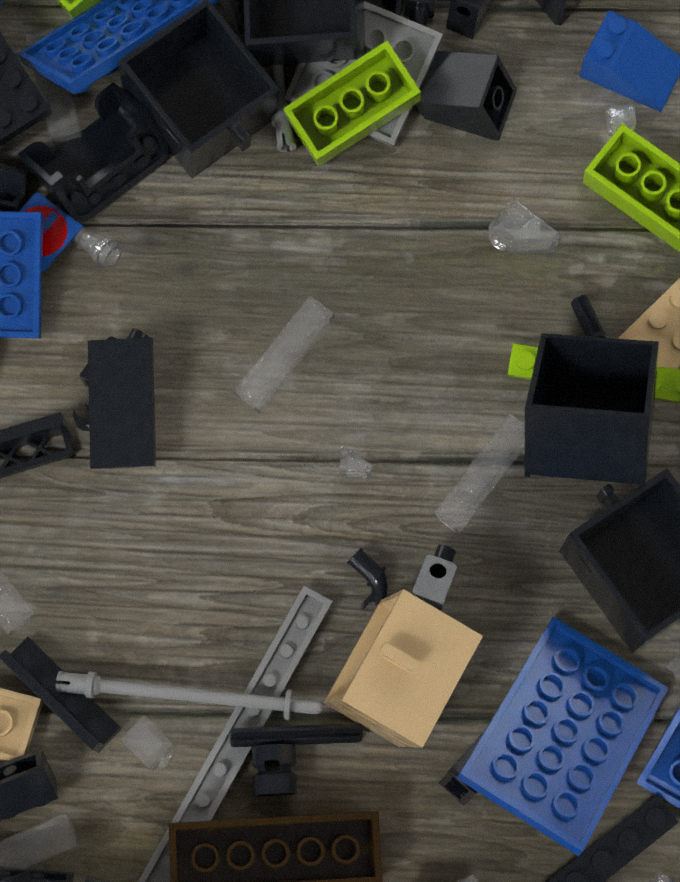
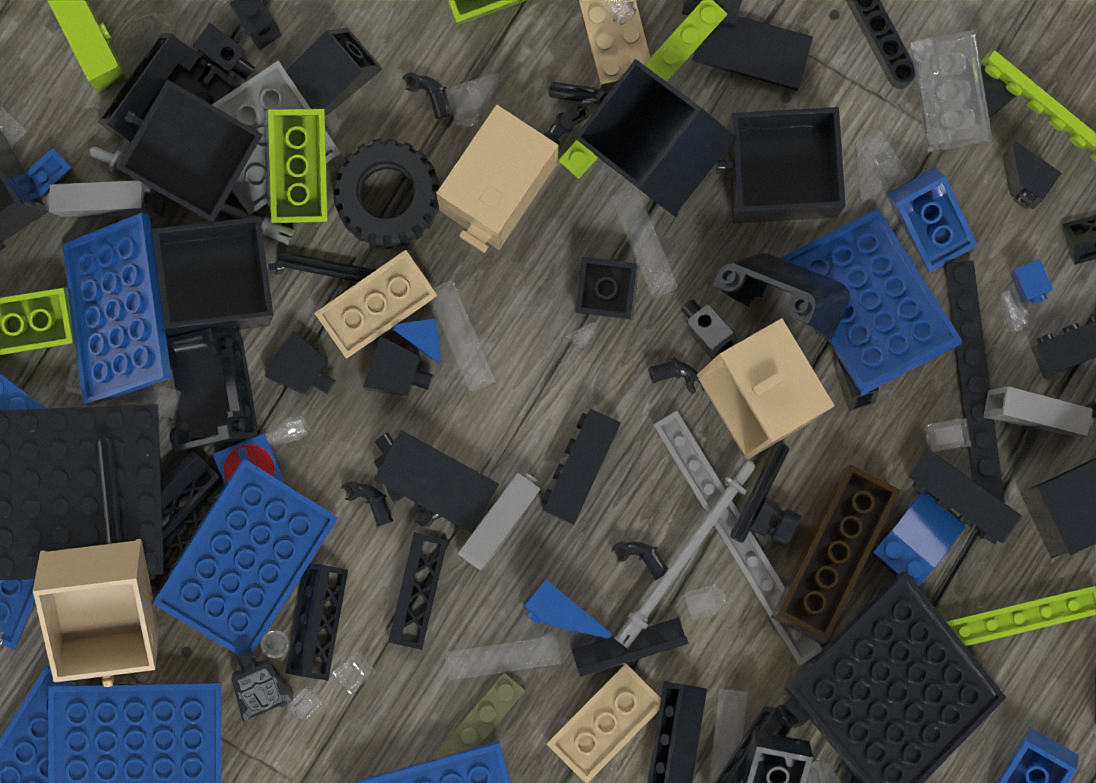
camera: 65 degrees left, 10 degrees up
(56, 595) = (559, 611): none -> blue slope
(77, 360) = (374, 498): none -> black piece
(114, 489) = (500, 521): none -> light grey slope
(166, 222) = (300, 367): none -> black torso
(168, 655) = (646, 553): none -> black piece
(213, 309) = (395, 370): none -> black torso
(219, 539) = (581, 466): none -> black brick
(262, 317) = (422, 336): none -> blue slope
(267, 255) = (376, 304): none -> tan plate
(279, 201) = (324, 267): none -> black axle
(383, 167) = (381, 157): none -> black tyre
(414, 460) = (607, 288): none -> black brick
(454, 286) = (497, 179): none -> tan piece
(506, 193) = (434, 90): none -> black piece
(527, 662) = (815, 297): none -> black windscreen
(531, 326) = (565, 122): none -> black piece

